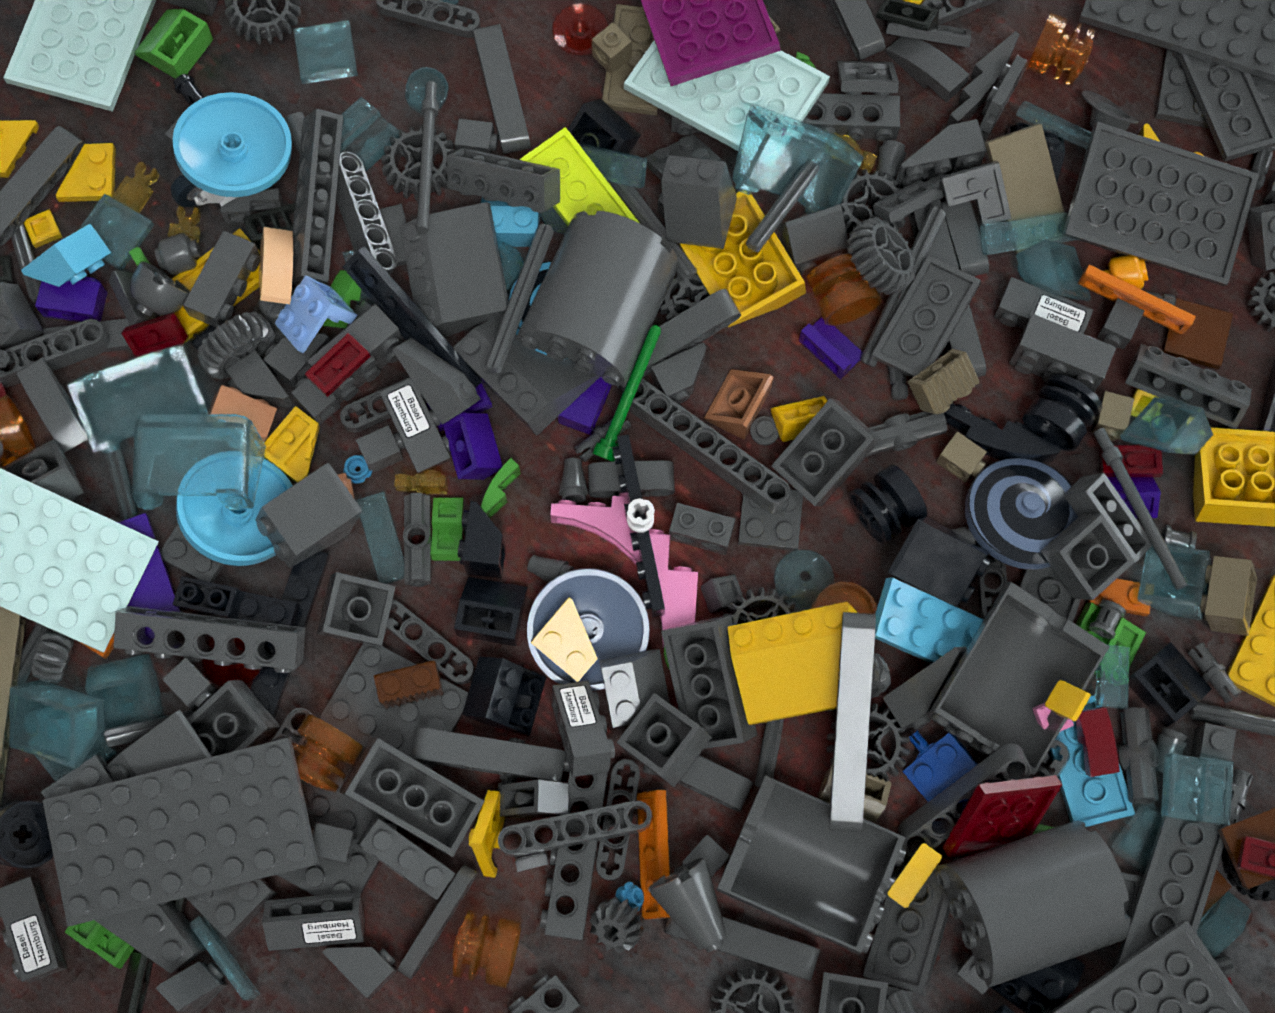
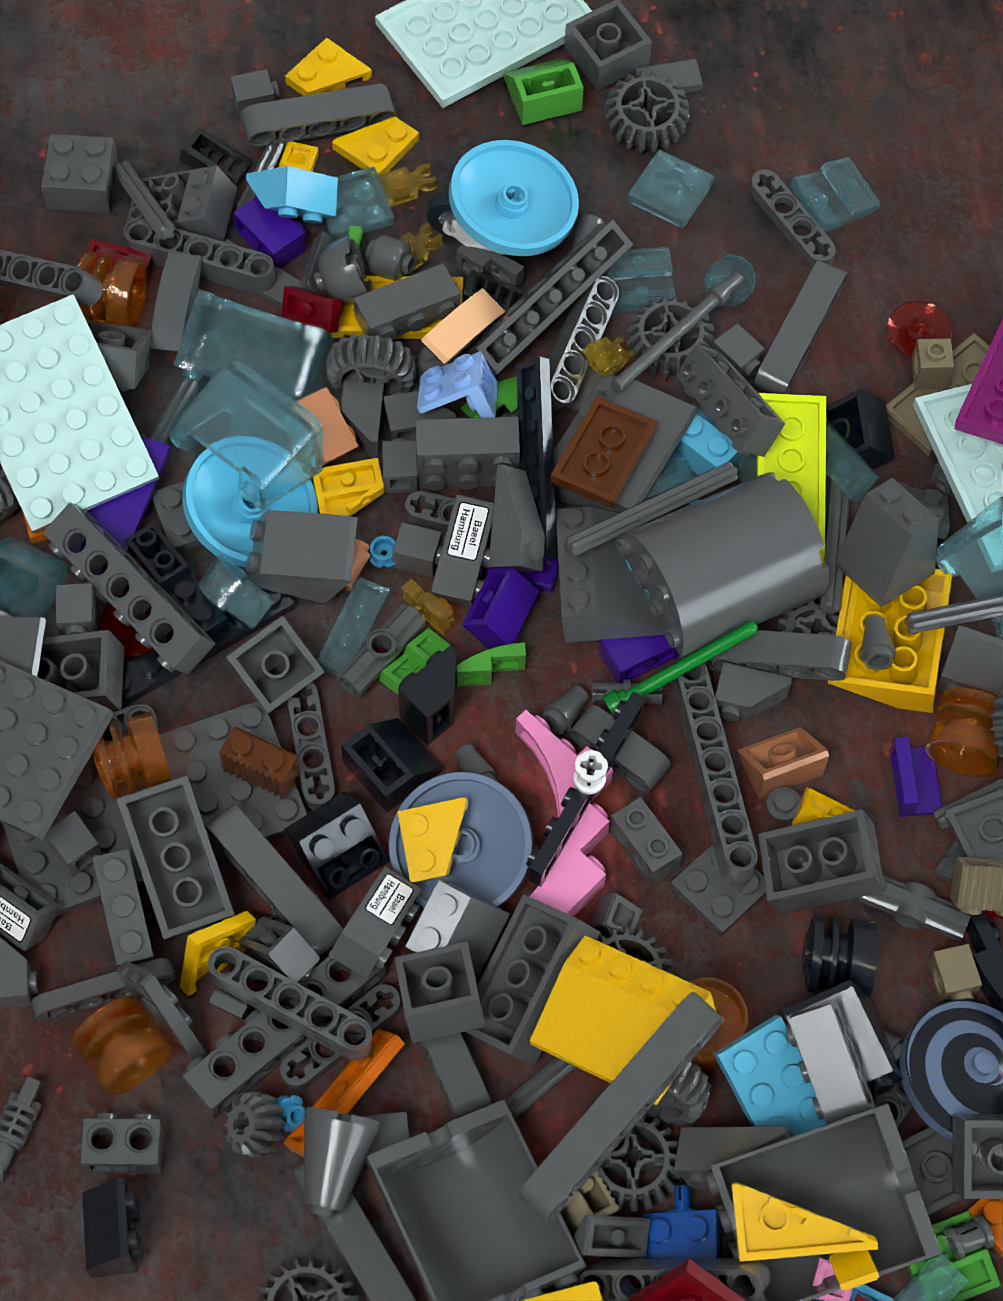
camera: 40 degrees right, 10 degrees down
(185, 85) = (522, 129): black pin -> none
(282, 583) = (231, 591): none -> clear light blue brick
(337, 365) = (437, 440): dark red plate -> none
(393, 210) = (607, 356): none -> clear yellow plate
(455, 283) = (604, 452): none -> reddish brown plate
(492, 902) = (160, 1006): none -> dark grey wing
(744, 278) = (877, 647): none -> dark grey cone
(788, 580) = (706, 944): clear light blue dish -> none
(902, 803) = (612, 1236): none -> dark grey slope
(946, 582) = (829, 1062): none -> brick
(1006, 715) = (780, 1229): none -> yellow wing

